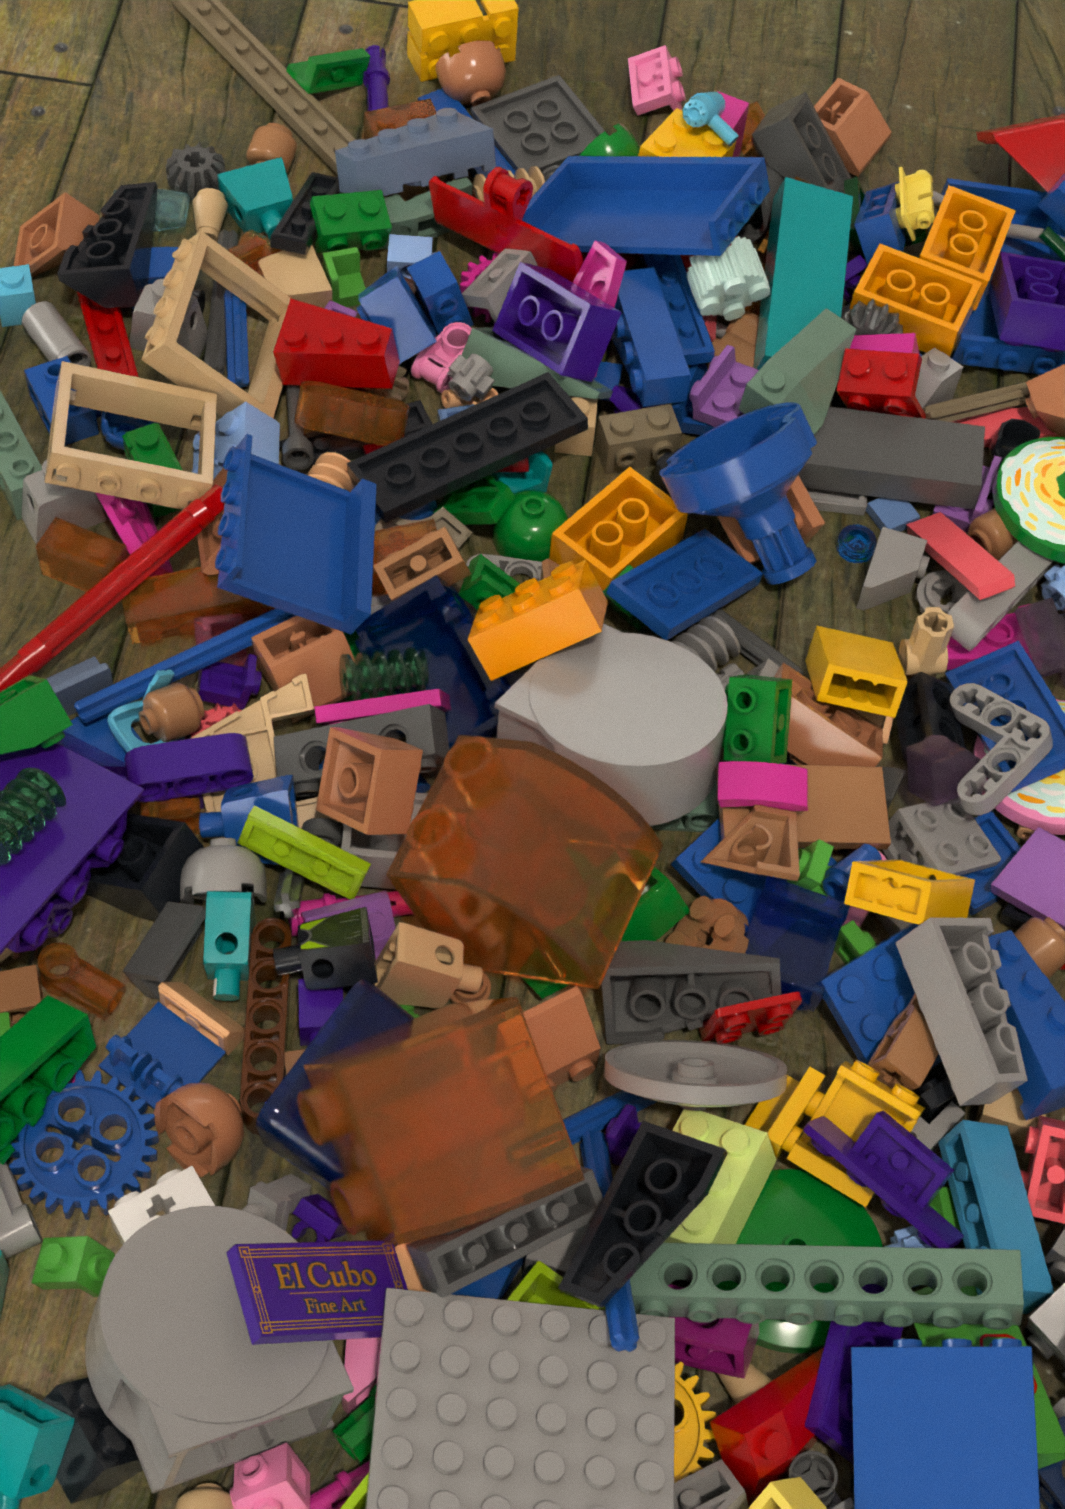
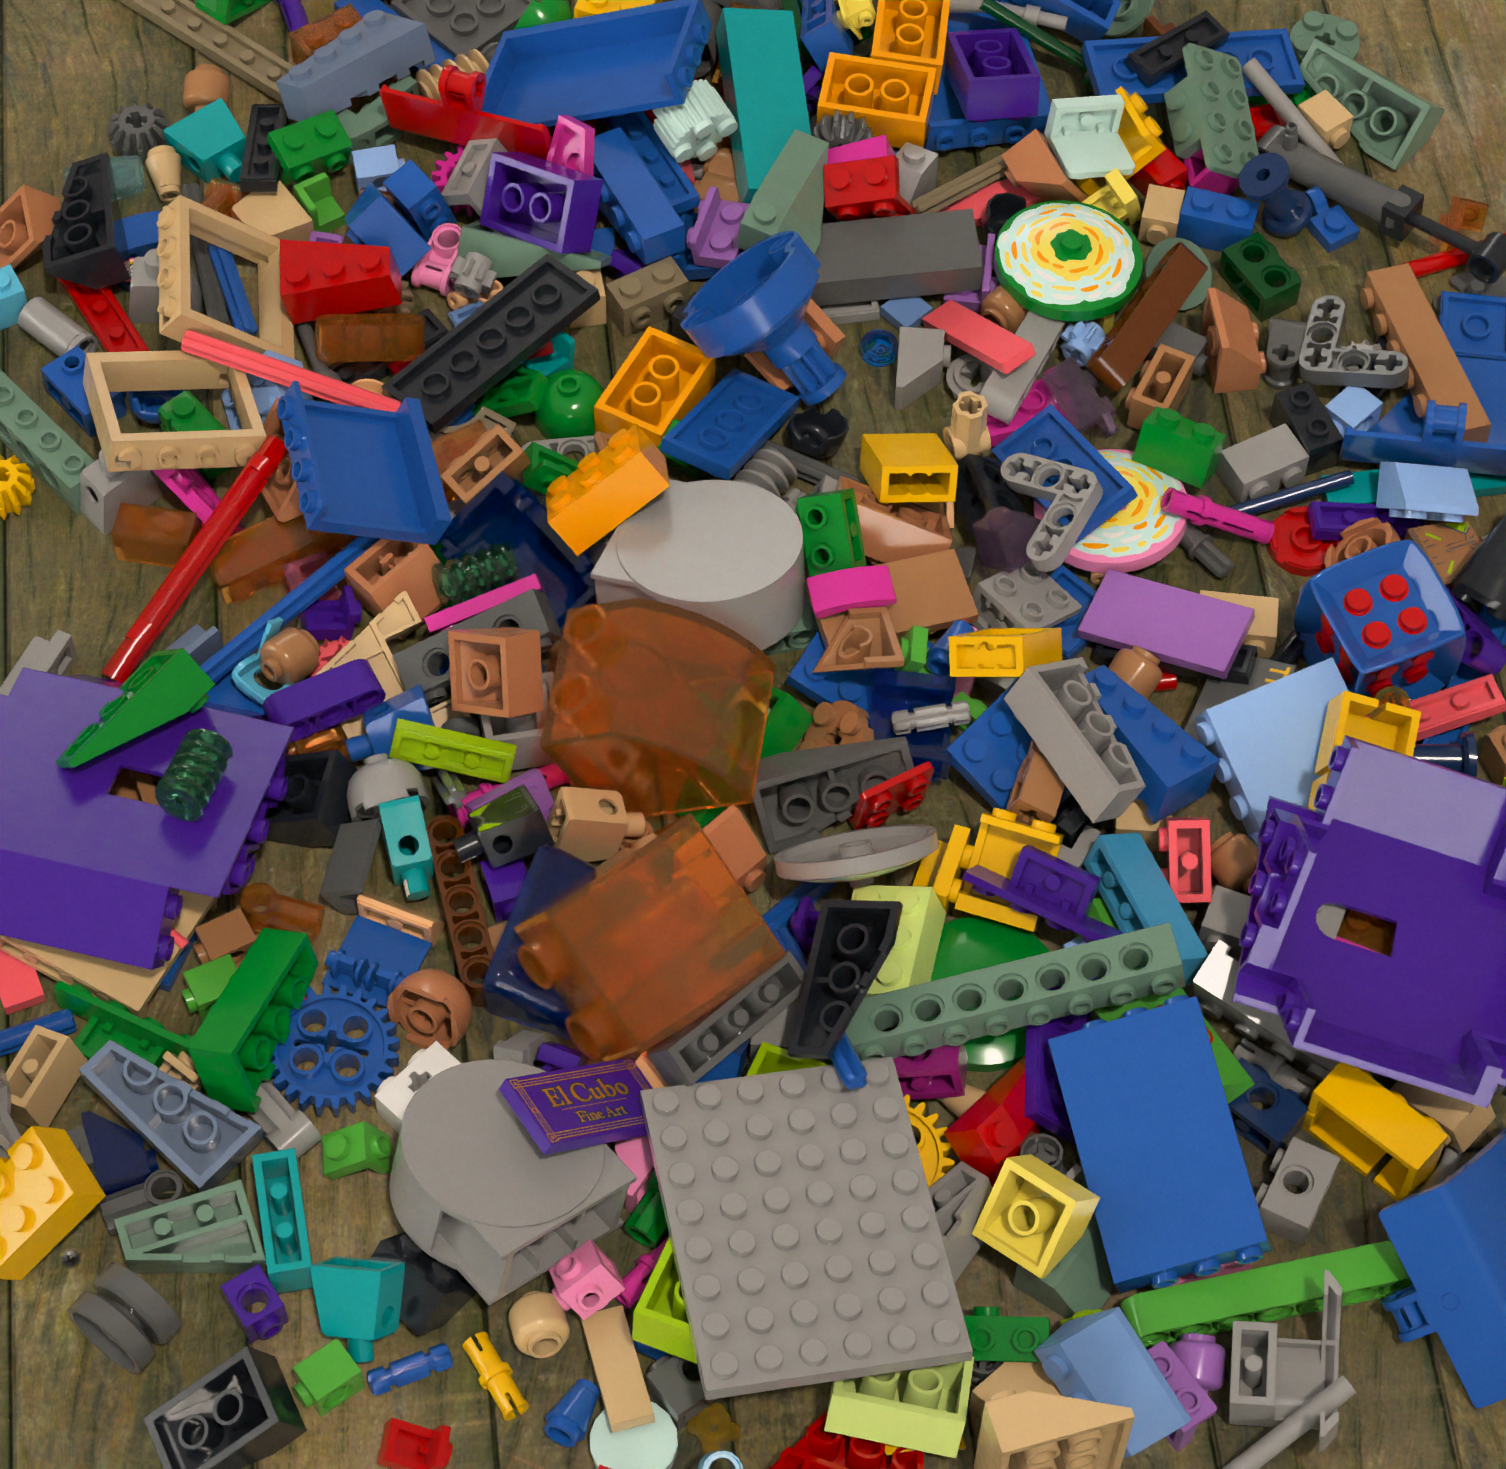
camera: 10 degrees left, 0 degrees up
(247, 423) = (284, 372): none -> coral axle
(771, 614) = (817, 433): none -> black hair
(813, 941) = (931, 717): none -> light grey axle

